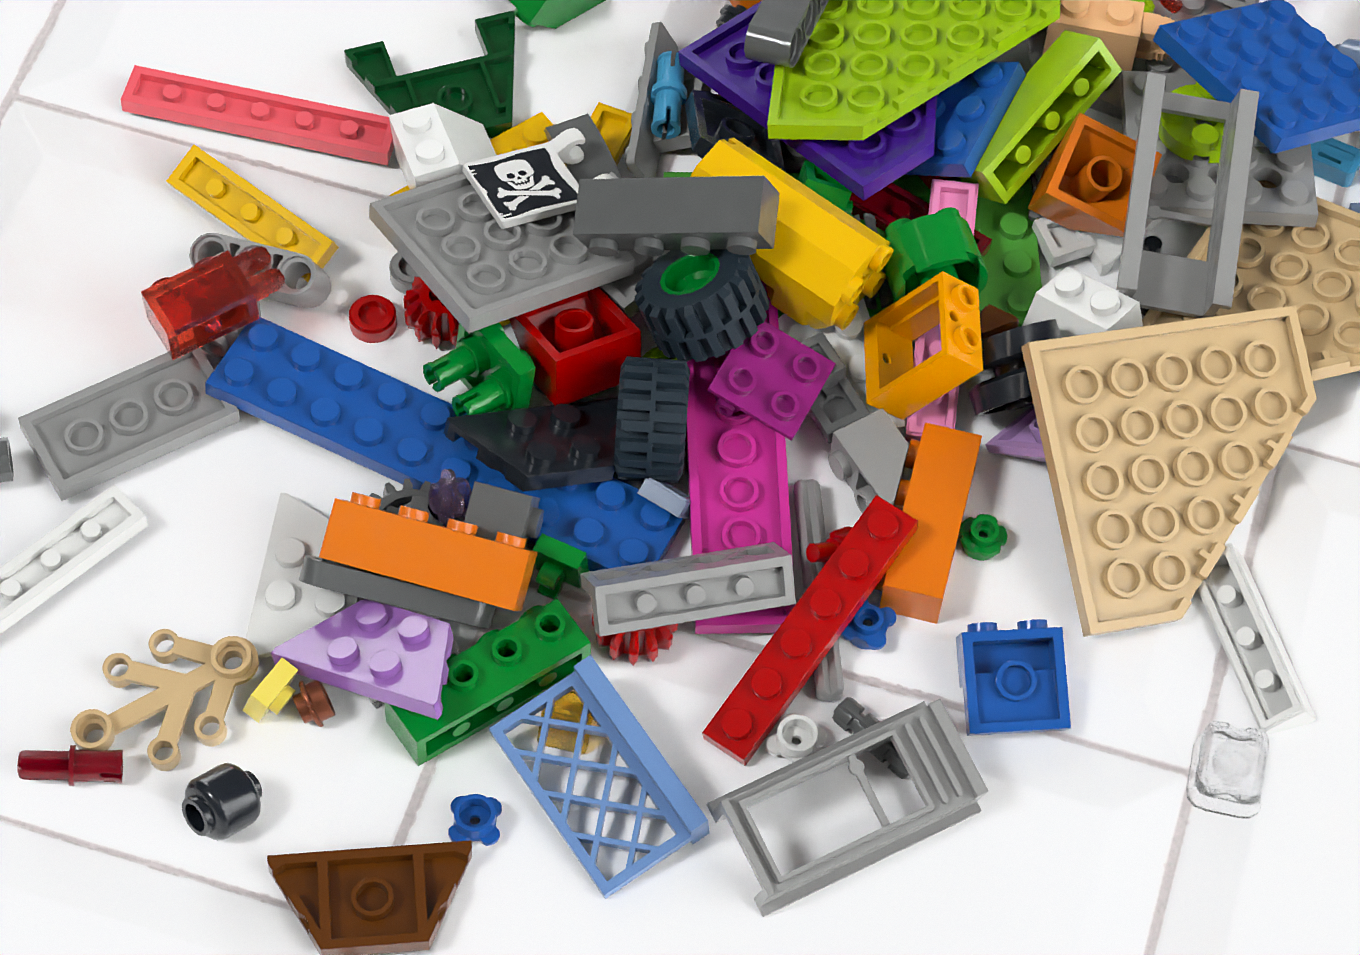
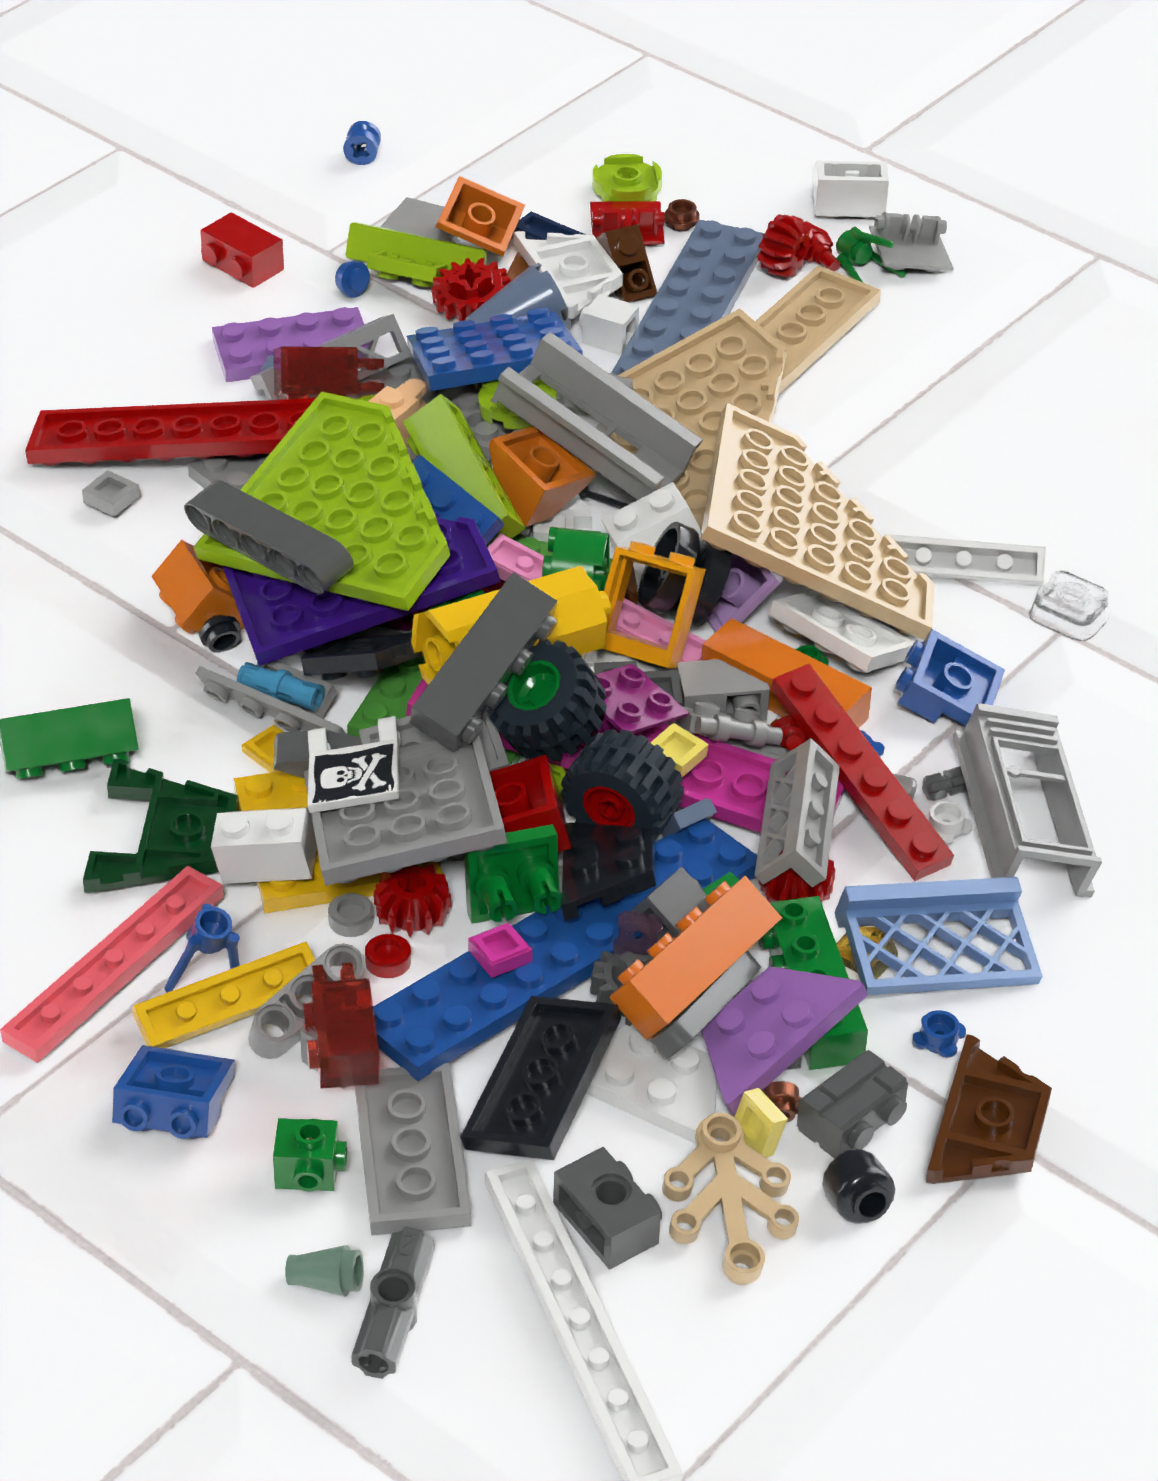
camera: 65 degrees left, 15 degrees down
(71, 765) = (772, 1285): dark red axle -> none
(75, 340) = (308, 1154): none -> green brick
(115, 215) = (172, 1092): none -> blue plate
(117, 571) = (607, 1207): none -> dark grey brick
(240, 486) = (541, 1078): none -> black plate
(284, 159) = (209, 935): none -> blue plant
(331, 766) = (853, 1105): none -> dark grey brick
(380, 393) = (500, 950): none -> dark pink tile
(731, 447) = (682, 747): none -> light yellow plate
(813, 486) = (721, 726): none -> light grey plate
(1026, 554) = (841, 631): none -> white plate

